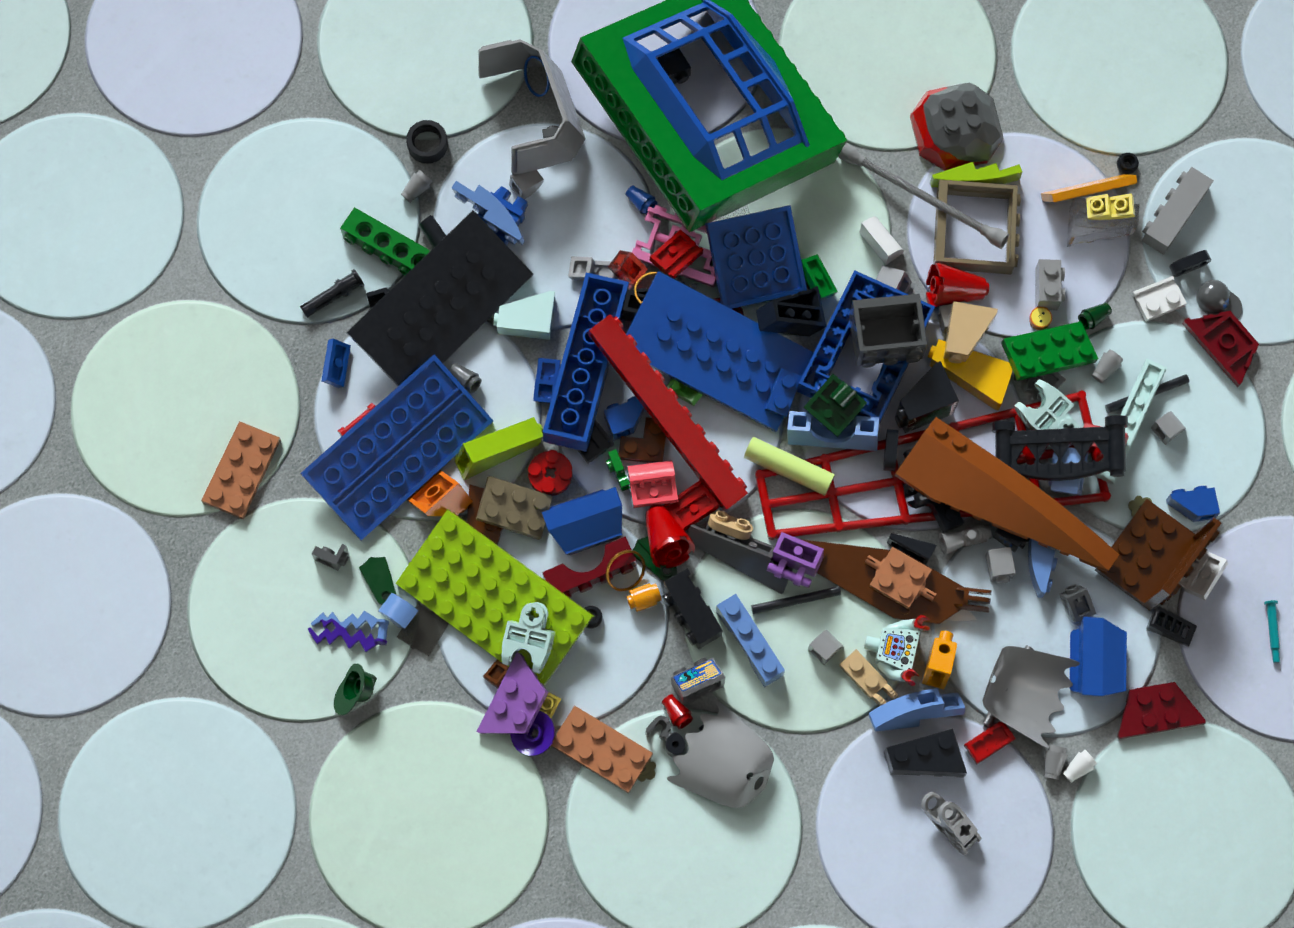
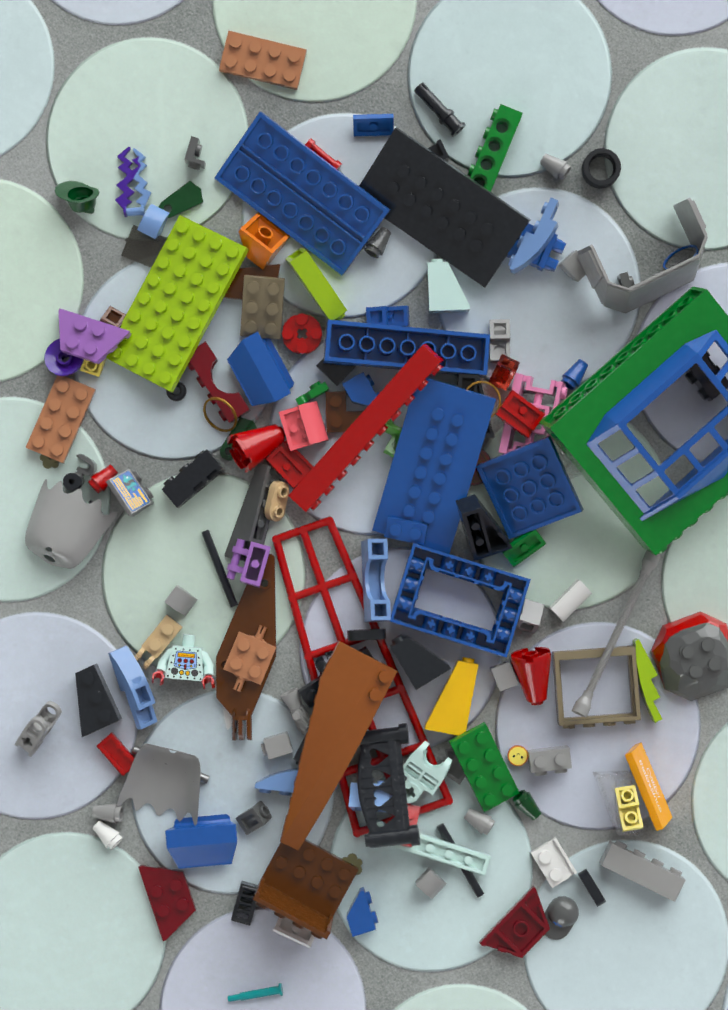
camera: 80 degrees right, 15 degrees up
(432, 230) = (512, 190): black brick -> none
(531, 628) = (143, 339): light aqua piece -> none
(644, 597) = (199, 434): light orange brick -> none
(751, 640) = (174, 532): medium blue arch -> none
(789, 466) = (339, 545): yellowish green brick -> none
(835, 405) = (395, 578): dark green plate -> none
(888, 330) = (470, 617): dark grey container -> none
(915, 548) = (280, 670): black slope -> none
(940, 661) = (172, 702): light orange torso -> none
(966, 329) = (487, 688): tan slope -> none
(1127, 157) = (689, 822): black plate -> none

